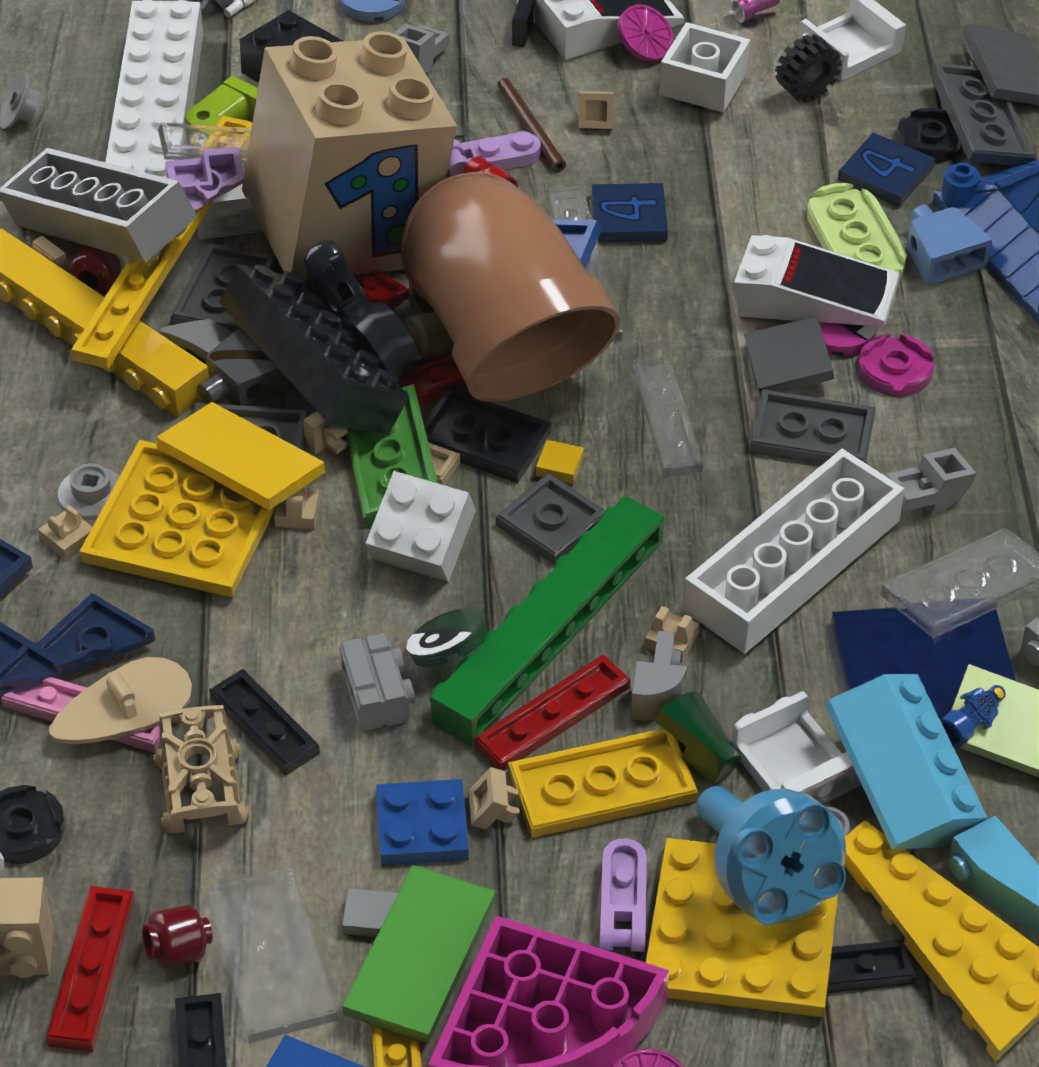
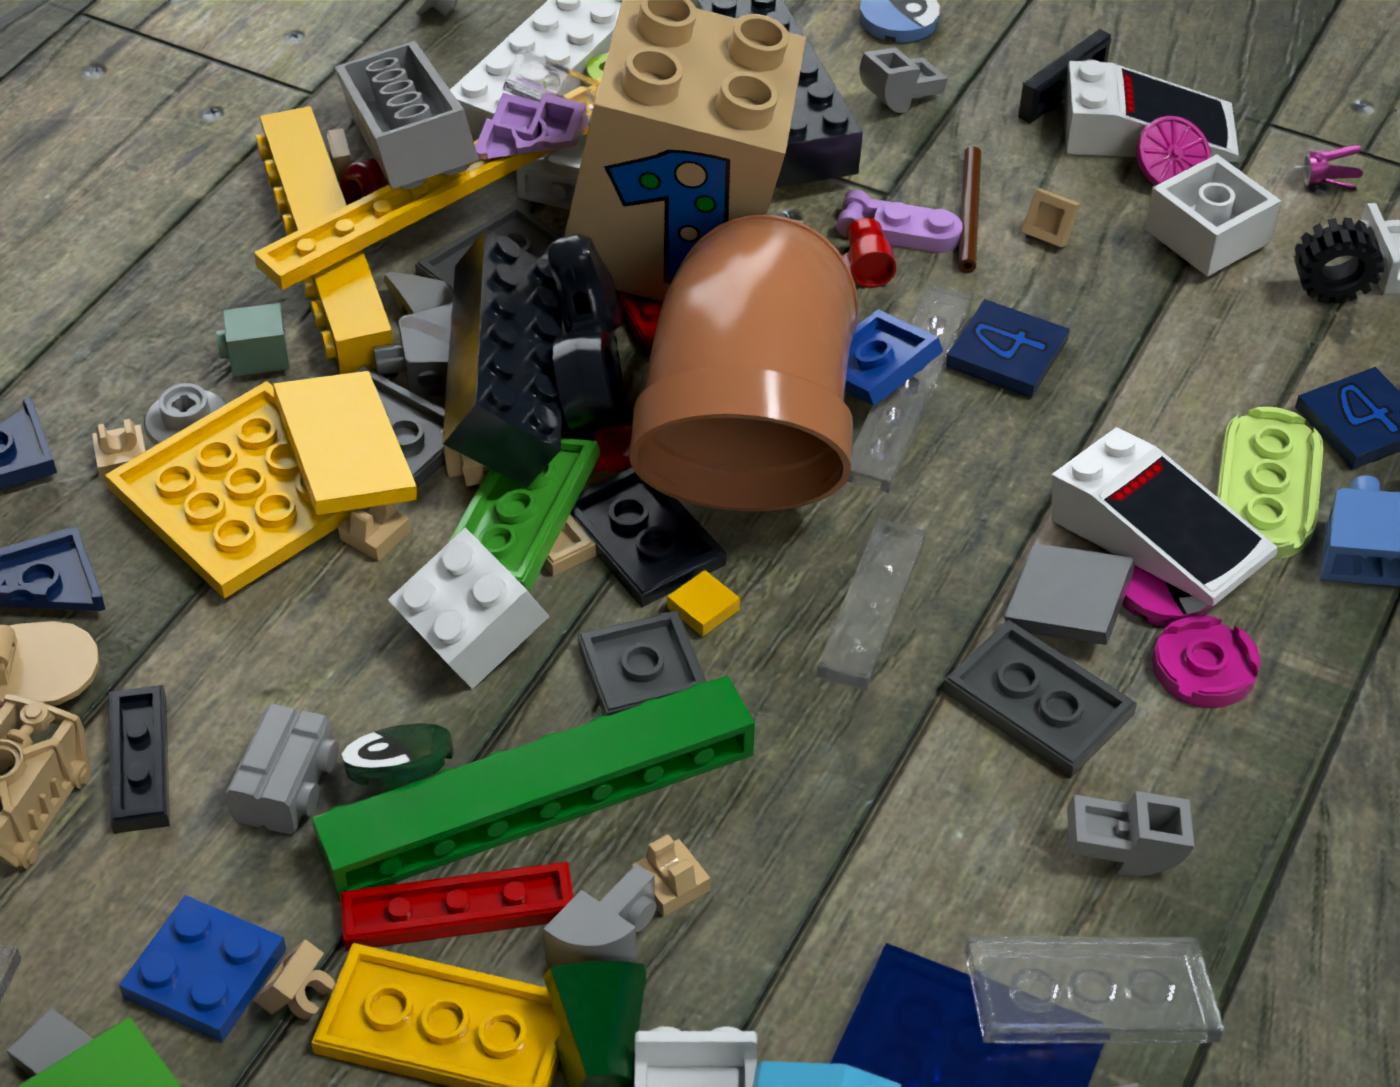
camera: 30 degrees right, 0 degrees up
(107, 414) = (254, 339): none -> sand green brick
(792, 550) = (887, 838): white brick -> none

